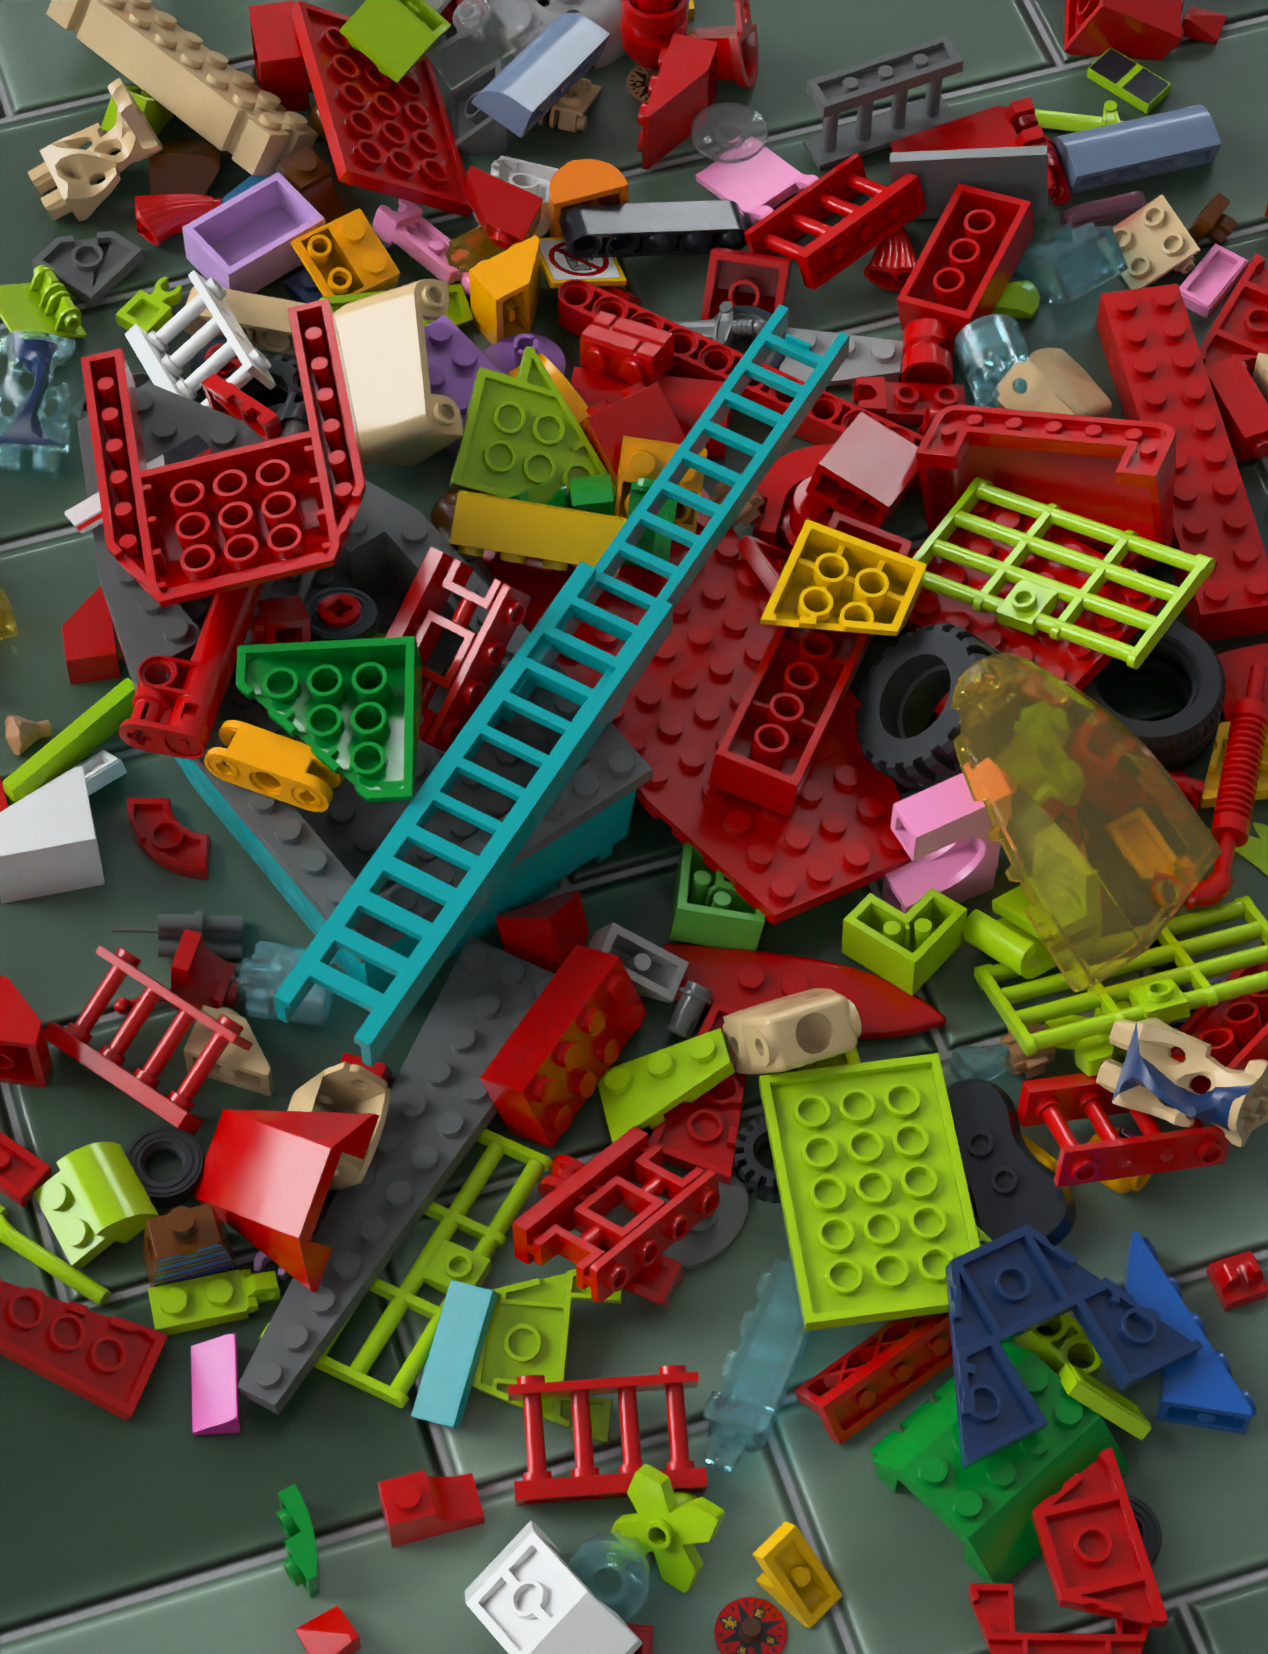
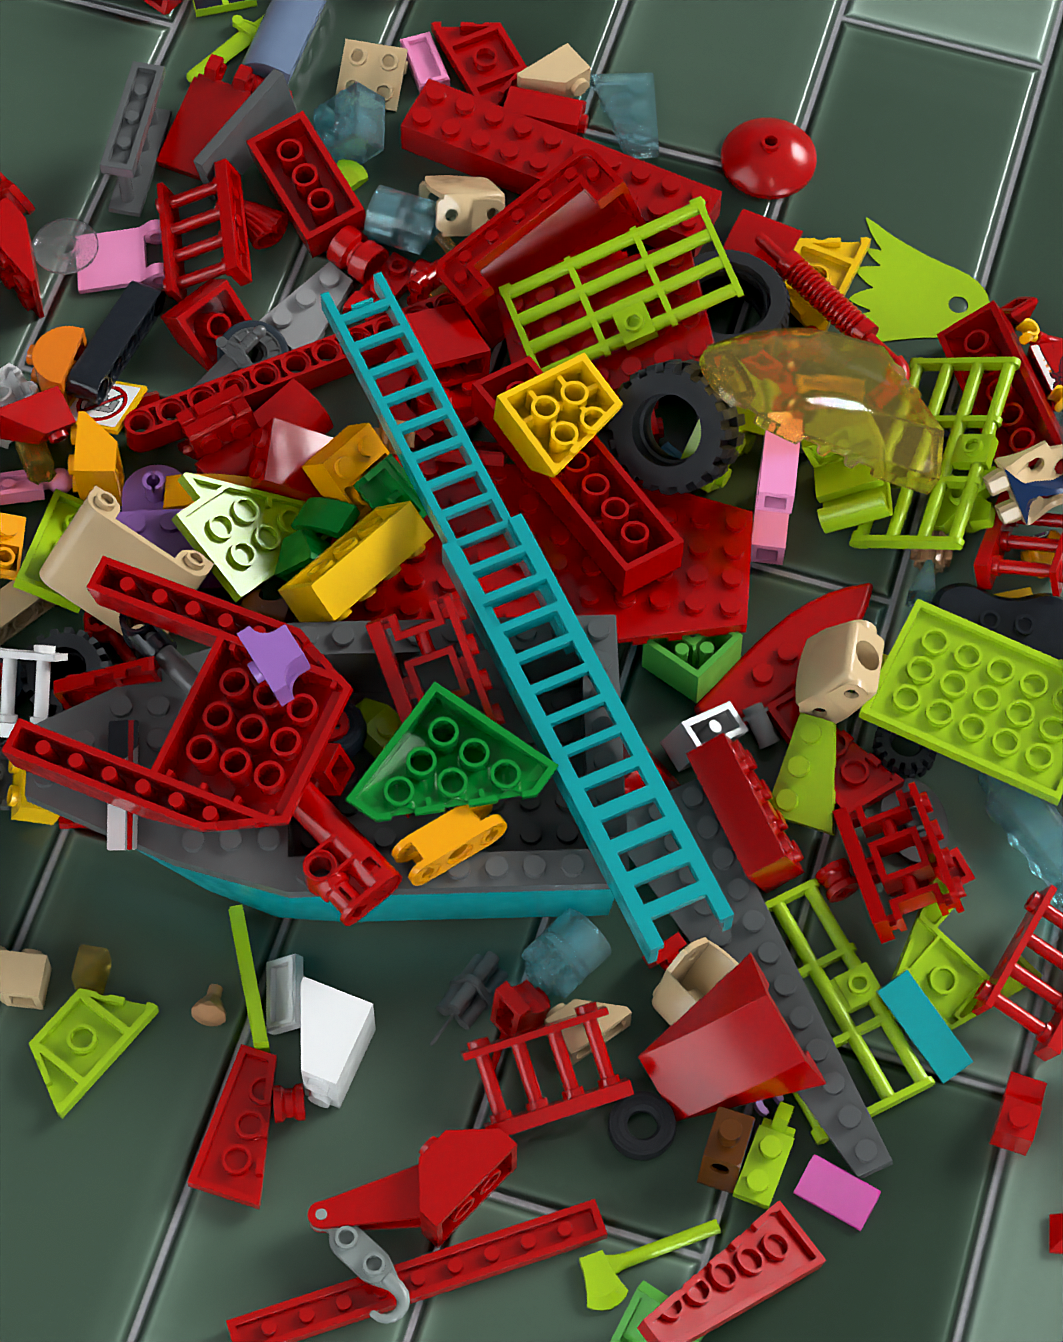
camera: 55 degrees left, 5 degrees up
(91, 642) = (170, 914): red slope -> none
(94, 1201) = (645, 1187): lime brick -> none
(167, 840) = (371, 966): red tile -> none
(301, 1547) = (1005, 1210): green slope -> none
(307, 481) = (275, 660): none -> medium lavender brick
(901, 945) = (810, 568): lime brick -> none
(1103, 209) = (321, 80): clear pink tile -> none
(1212, 221) = (381, 27): reddish brown tile -> none

